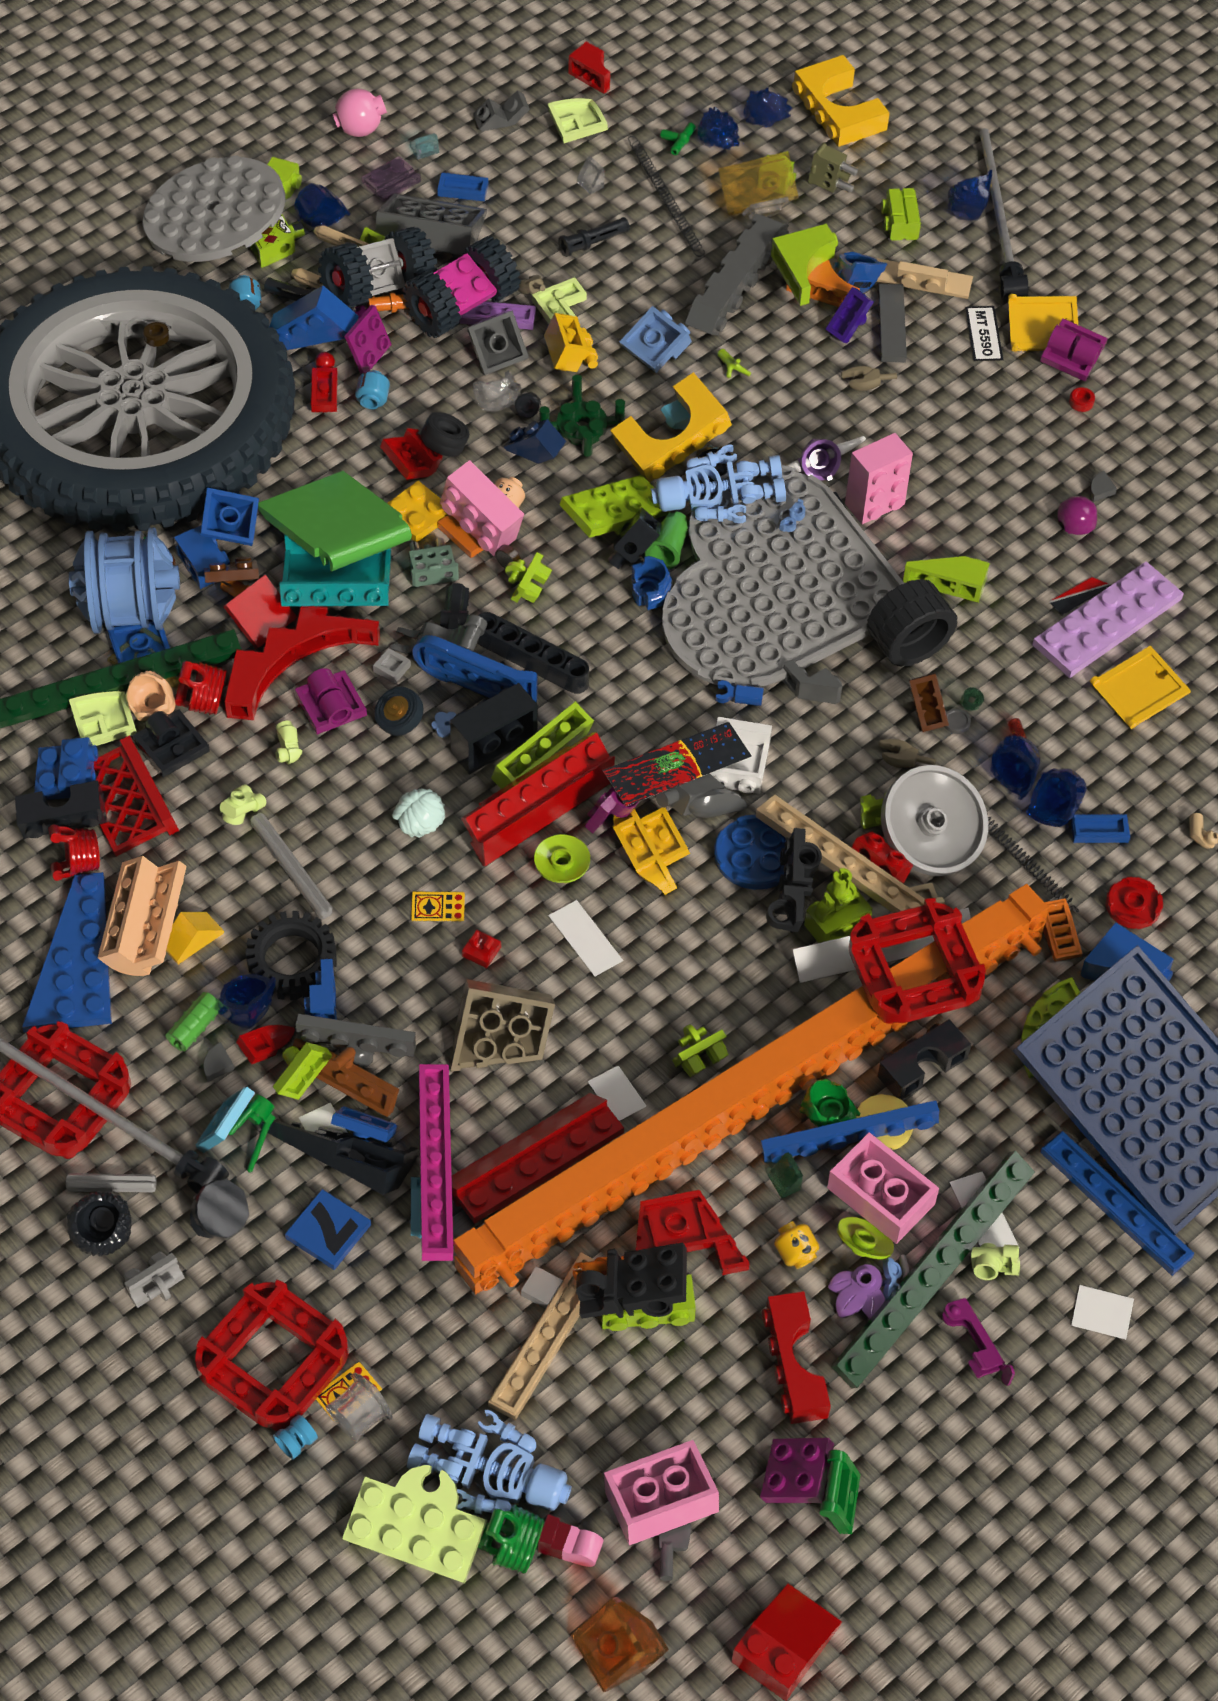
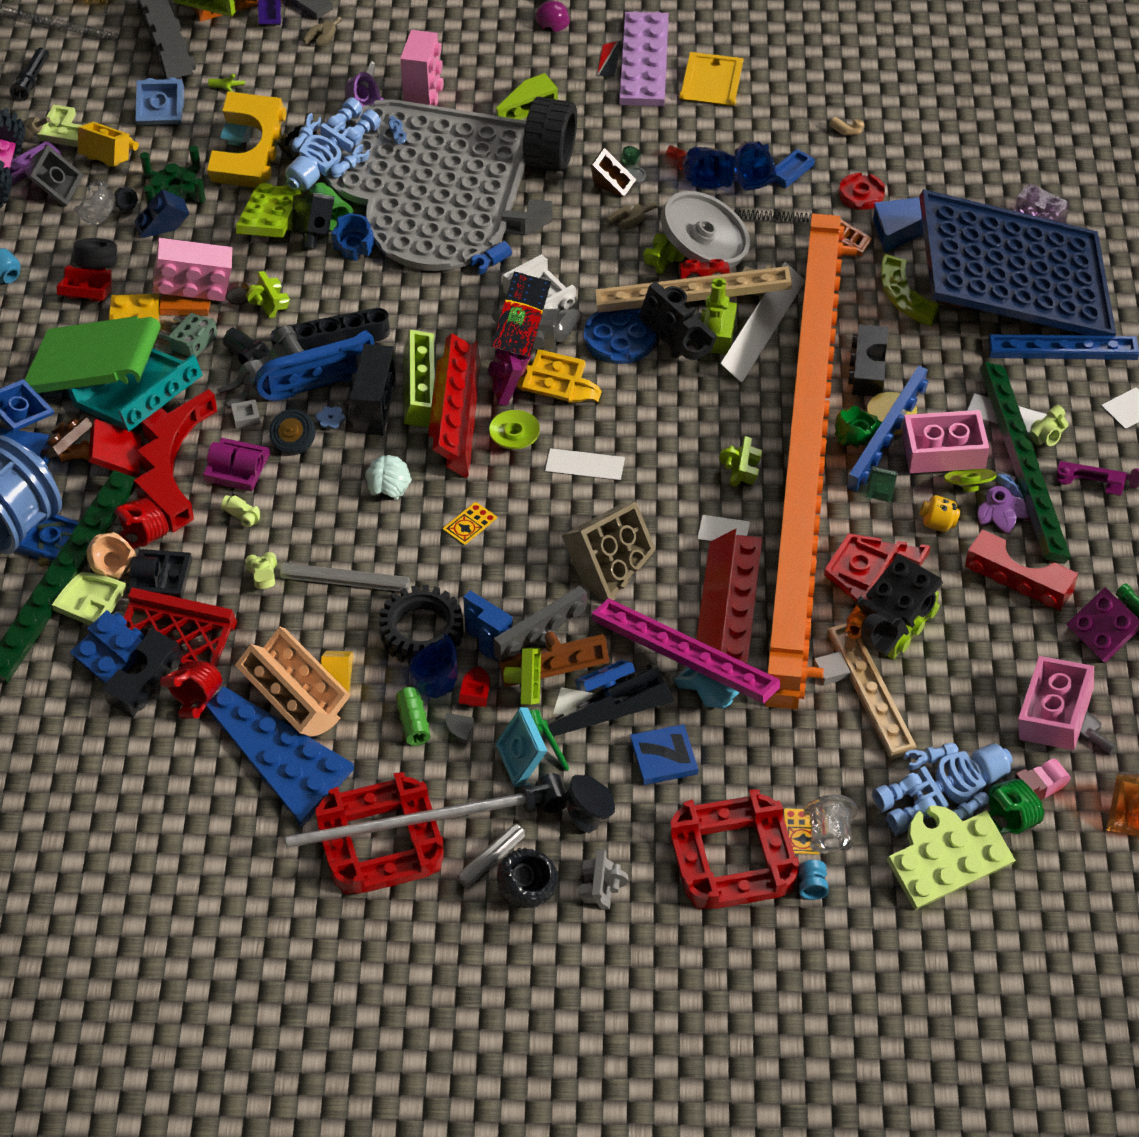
camera: 45 degrees left, 5 degrees down
(481, 949) = (533, 521): red tile -> none
(927, 1000) = (802, 266): red plate -> none

